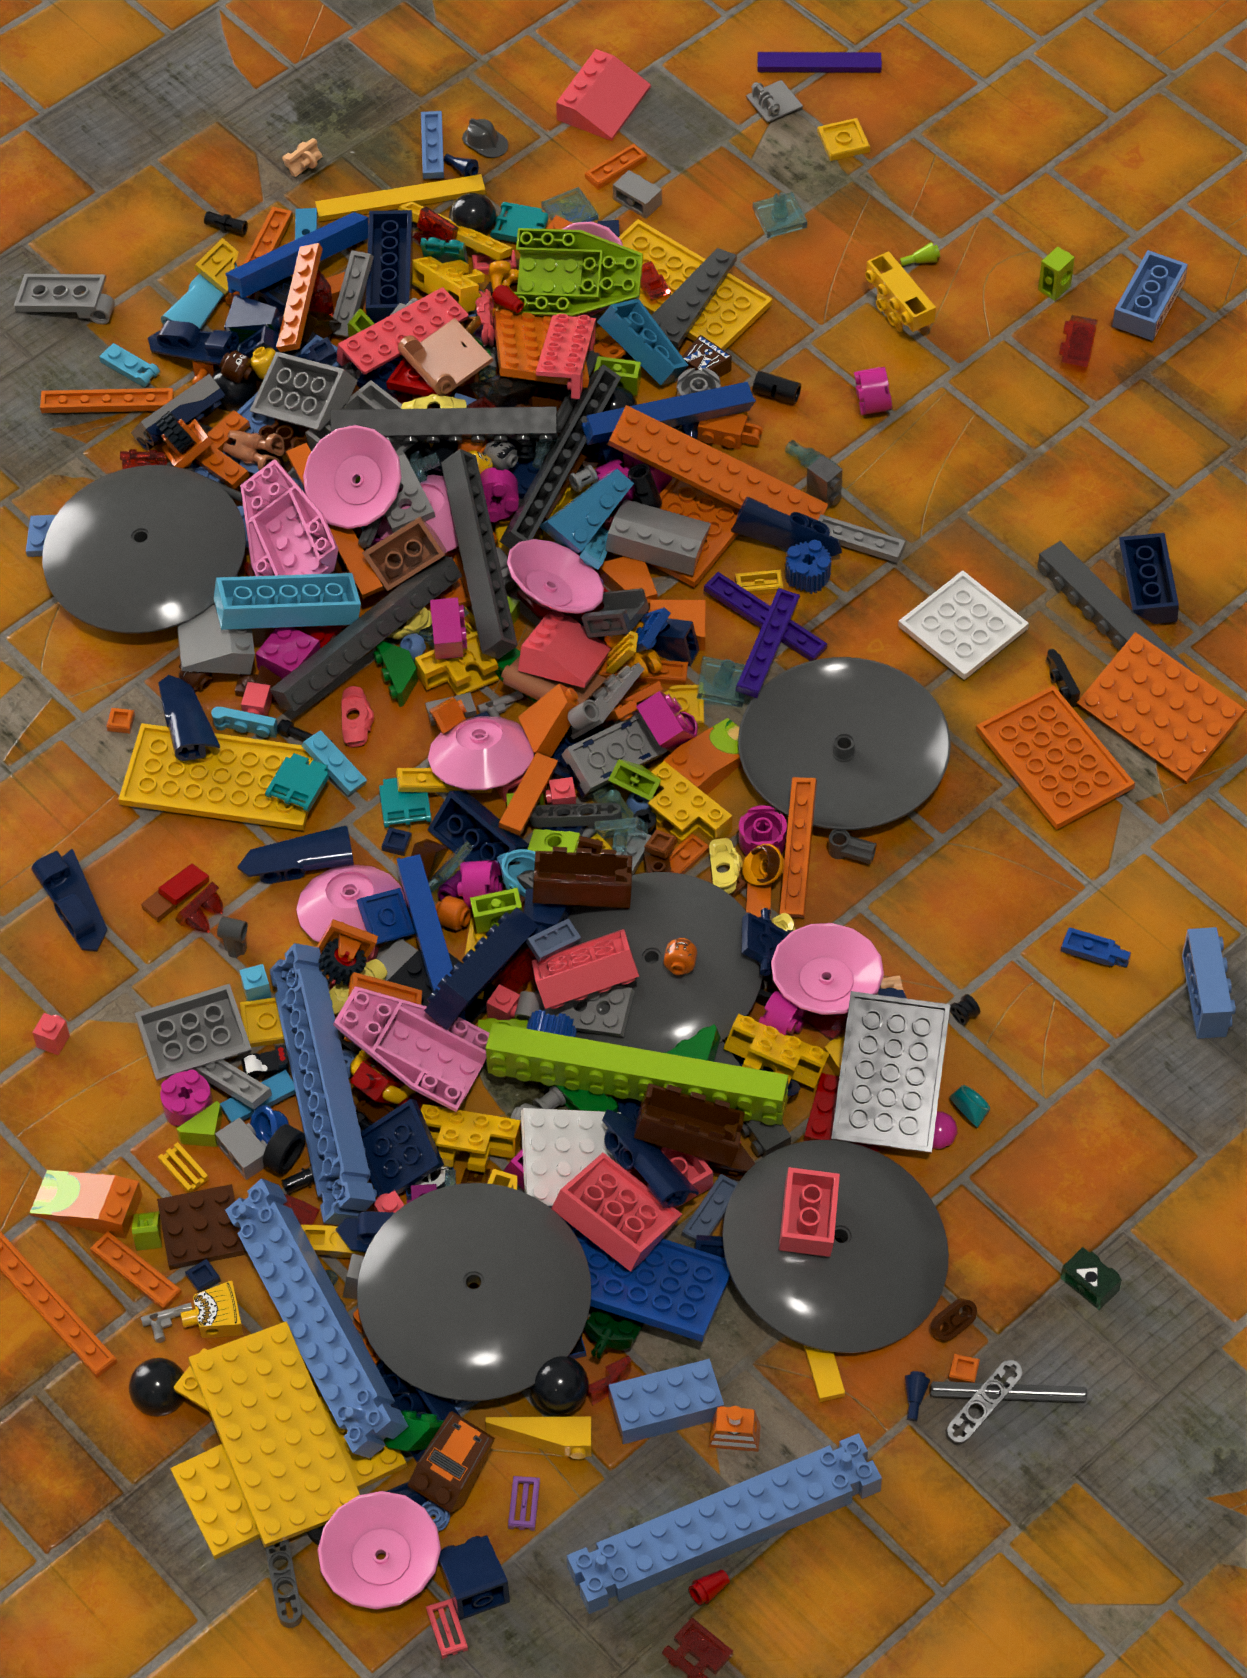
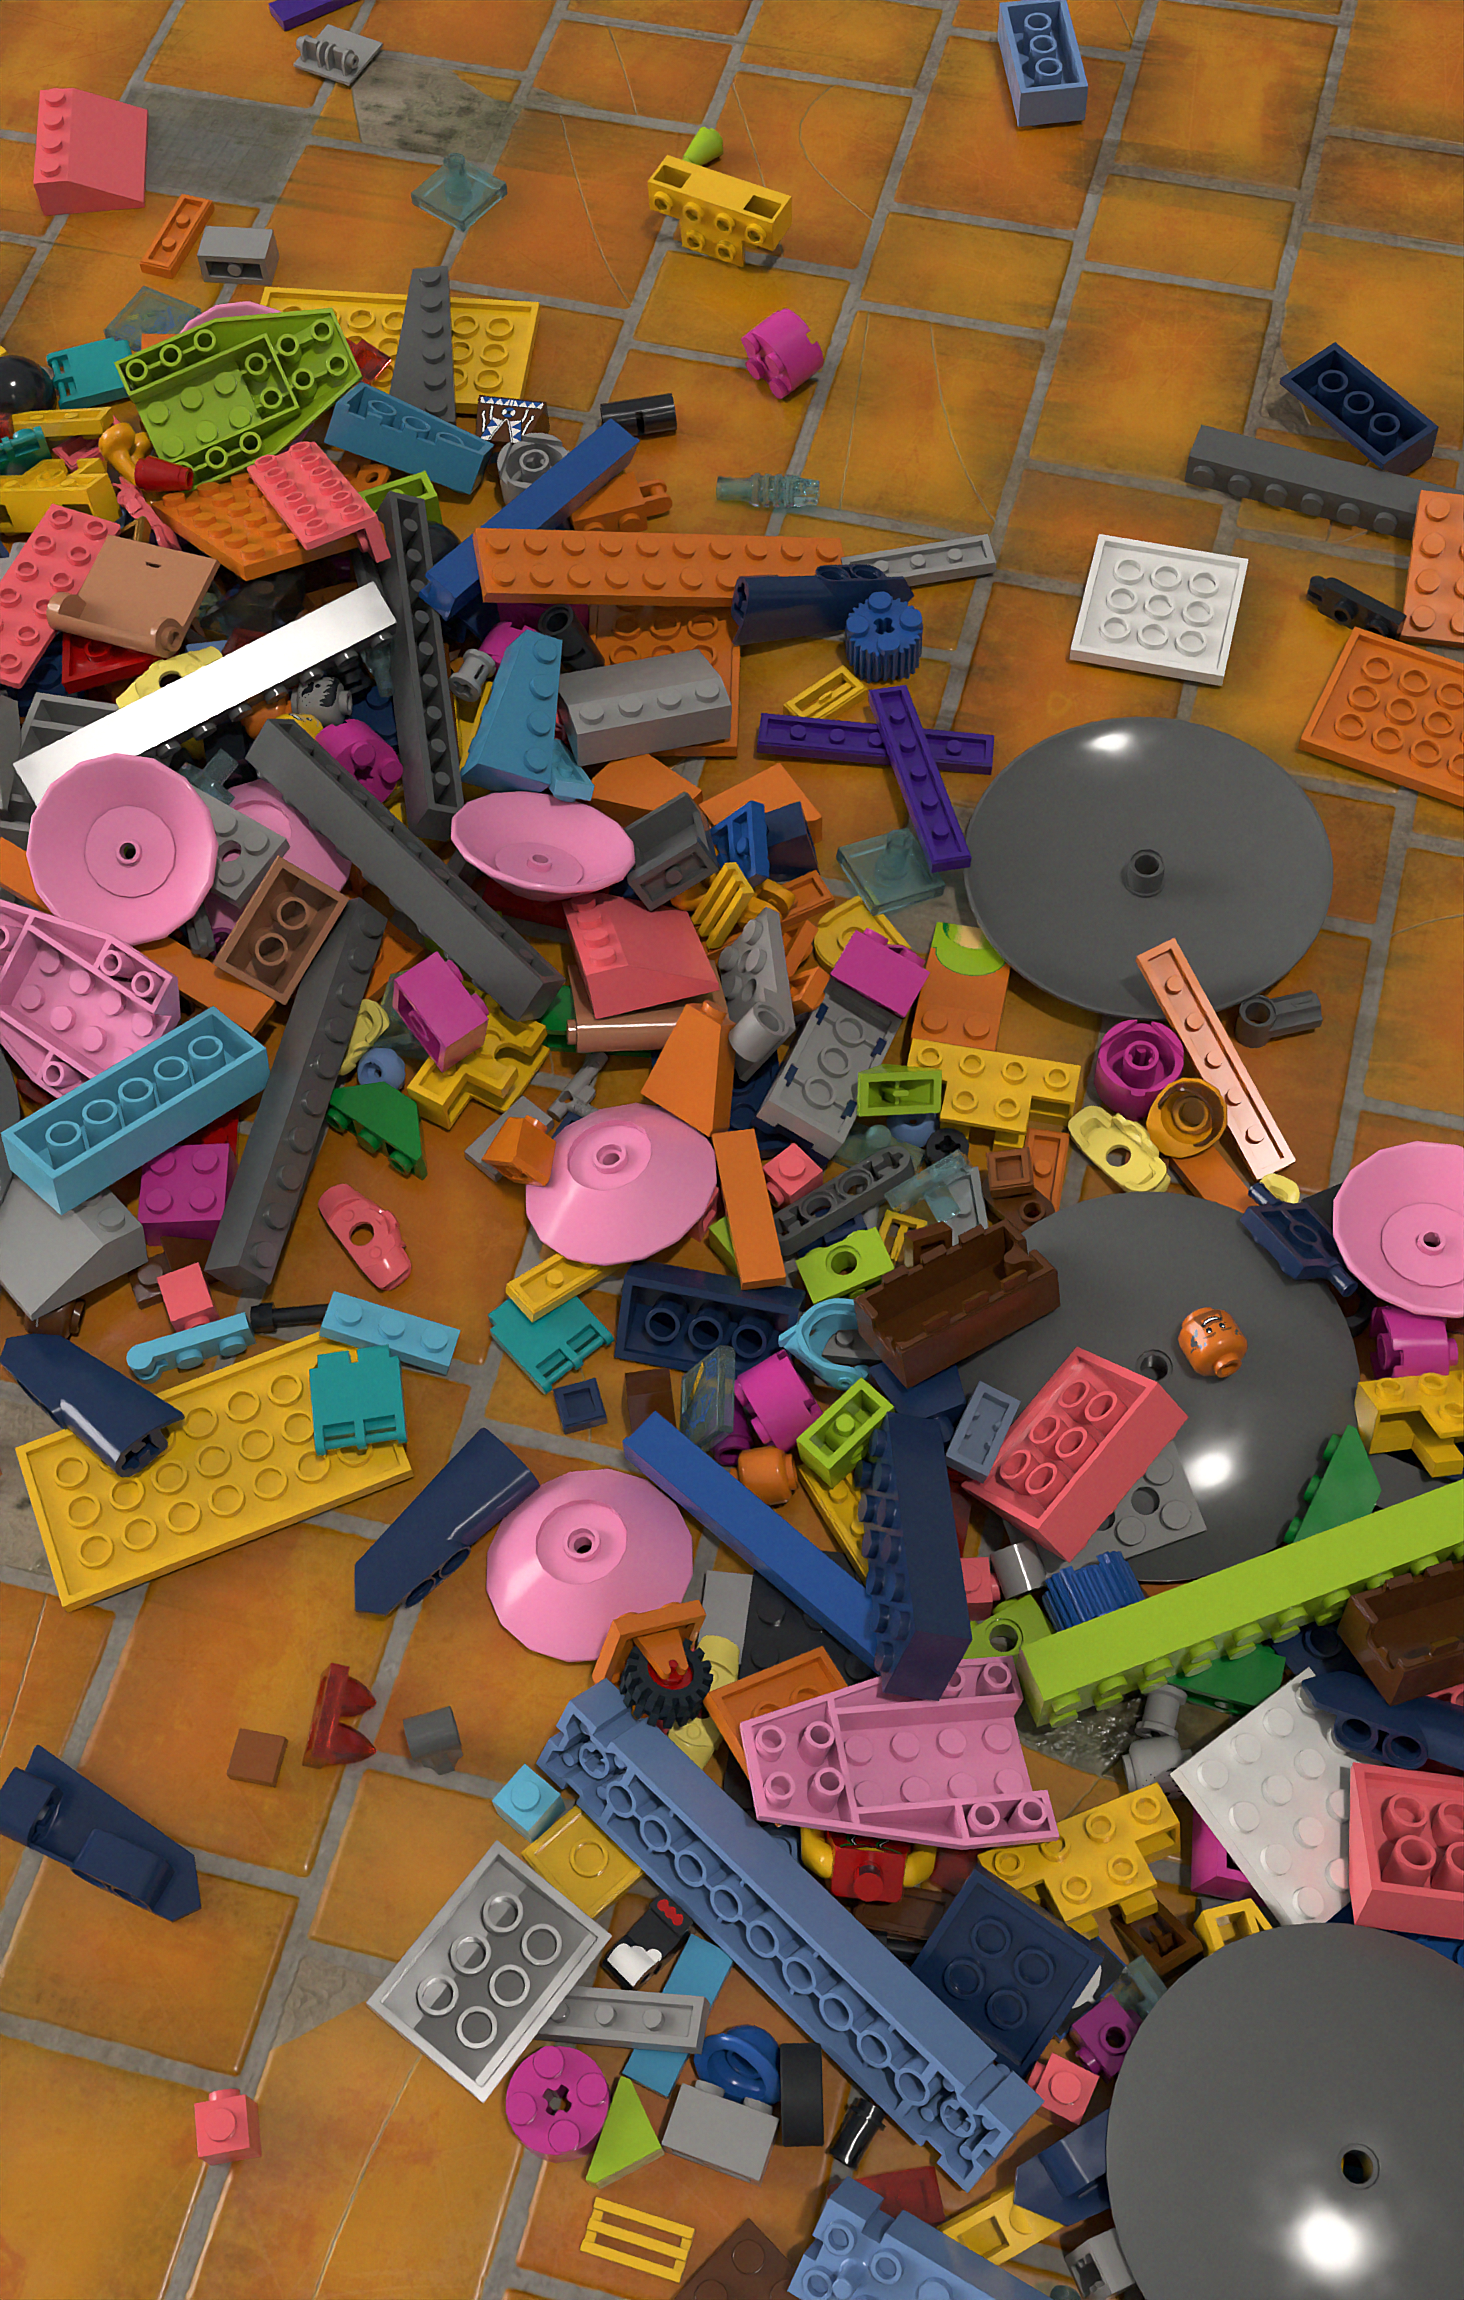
camera: 30 degrees left, 5 degrees up
(183, 884) = (277, 1694): red tile -> none
(386, 915) = (670, 1550): blue tile -> none
(824, 481) = (818, 504): flat silver brick -> none
(843, 139) = (470, 60): yellow tile -> none
(1056, 273) = (901, 88): lime brick -> none
(1079, 340) = (1004, 156): clear red brick -> none

